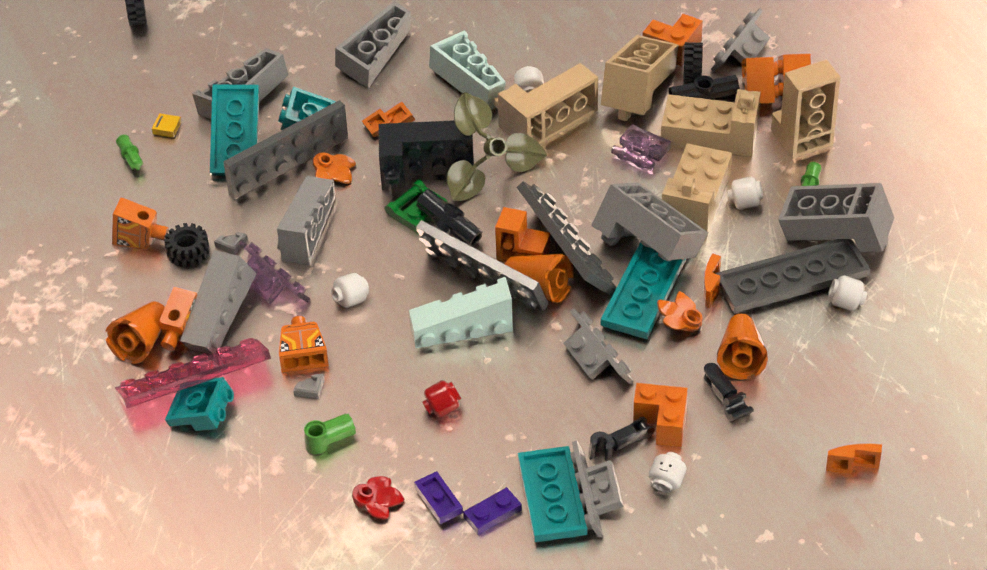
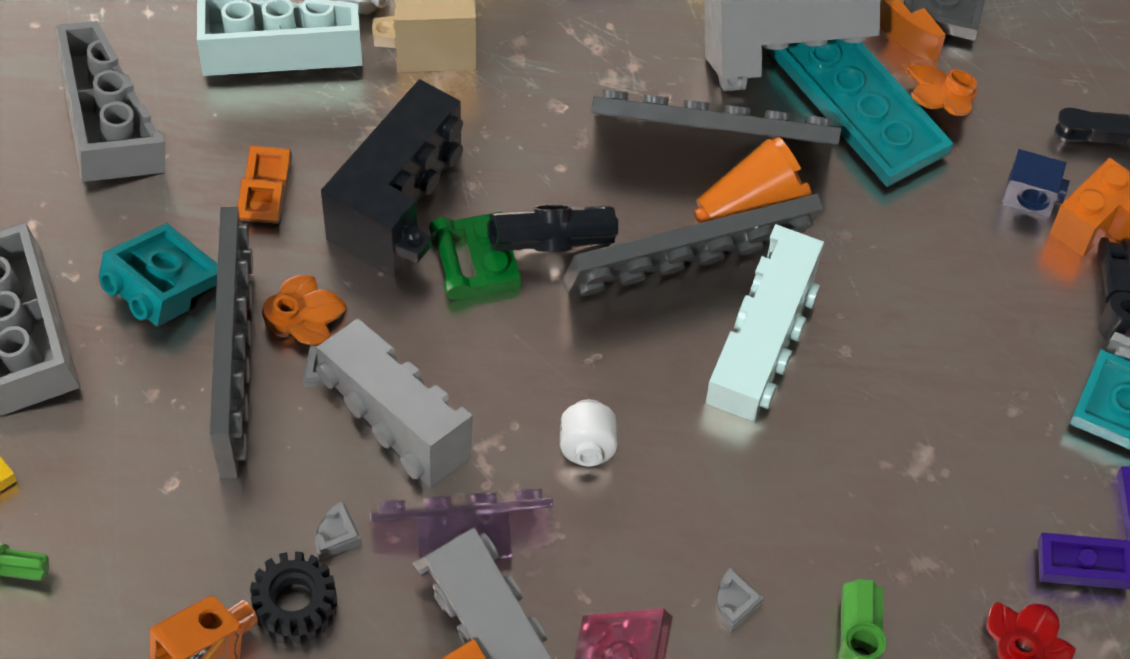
camera: 60 degrees left, 10 degrees up
(232, 123) = (121, 382): teal plate -> none
(301, 346) = (651, 559): orange torso -> none
(441, 399) = (901, 445): red head -> none
(516, 239) = (671, 174): orange brick -> none
(521, 150) = (502, 81): olive plant -> none
(591, 351) = (933, 223): light grey bracket -> none
(653, 370) = (1035, 183): none -> dark blue brick
(741, 349) = (1057, 61): orange cone -> none

